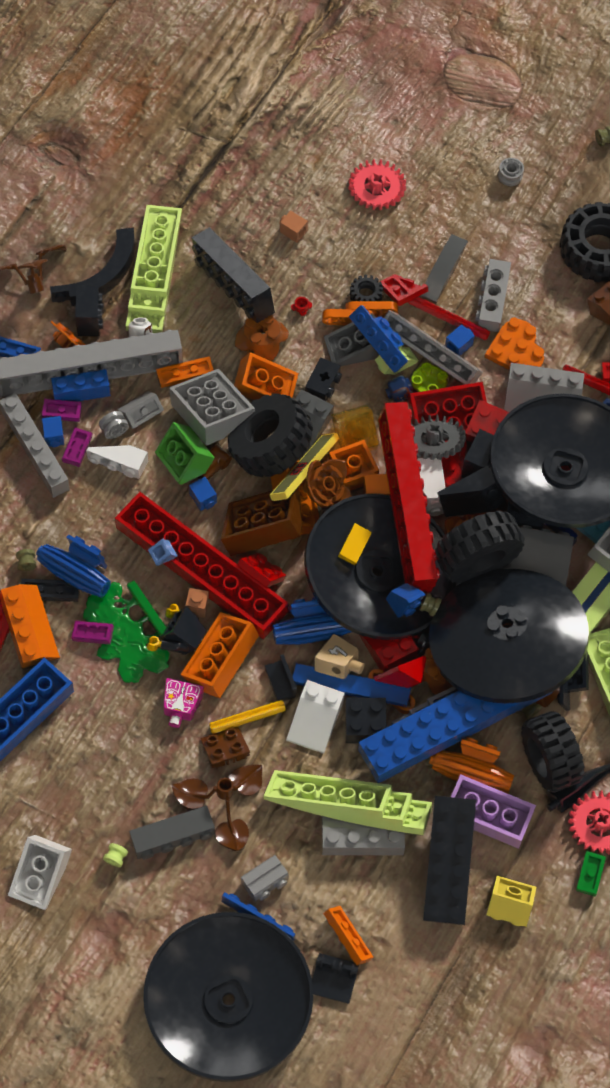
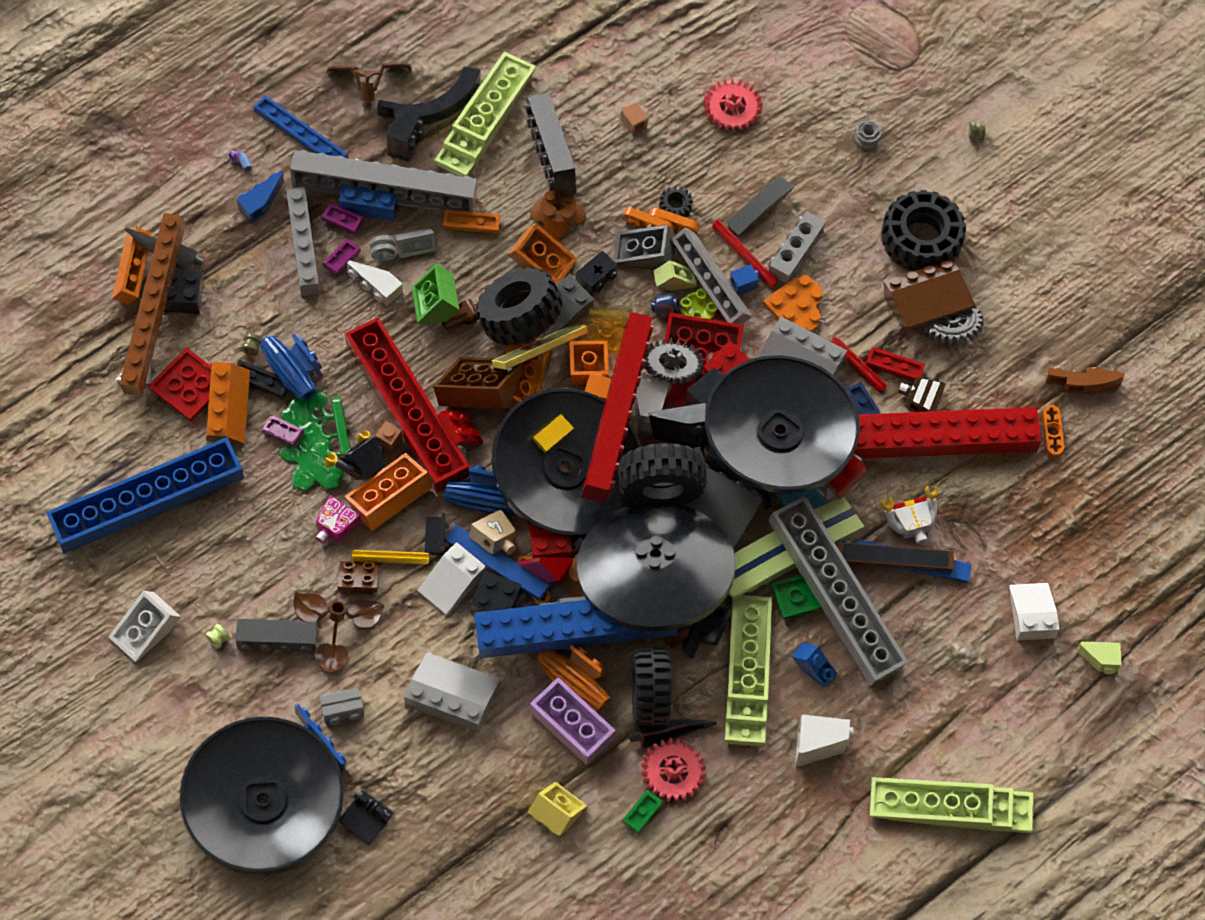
camera: 20 degrees right, 0 degrees up
(53, 431) = (325, 235): blue brick -> none
(65, 336) = (374, 150): orange hinge -> none
(139, 327) = (445, 164): white head -> none
(162, 552) = (374, 379): medium blue slope -> none
(203, 494) = (438, 340): blue brick -> none
(210, 405) = (478, 260): light grey slope -> none
(301, 301) = (608, 191): red plate -> none
(325, 482) = (561, 362): dark orange brick -> none
(348, 935) = (394, 783): orange plate -> none
(350, 801) = (448, 665): yellowish green slope -> none
(381, 337) = (665, 250): blue bracket -> none
(402, 289) = (710, 212): red wing -> none
(405, 599) = (573, 500): blue slope -> none
(430, 604) = (597, 512): olive wheel -> none
(449, 860) = (513, 750): black brick -> none

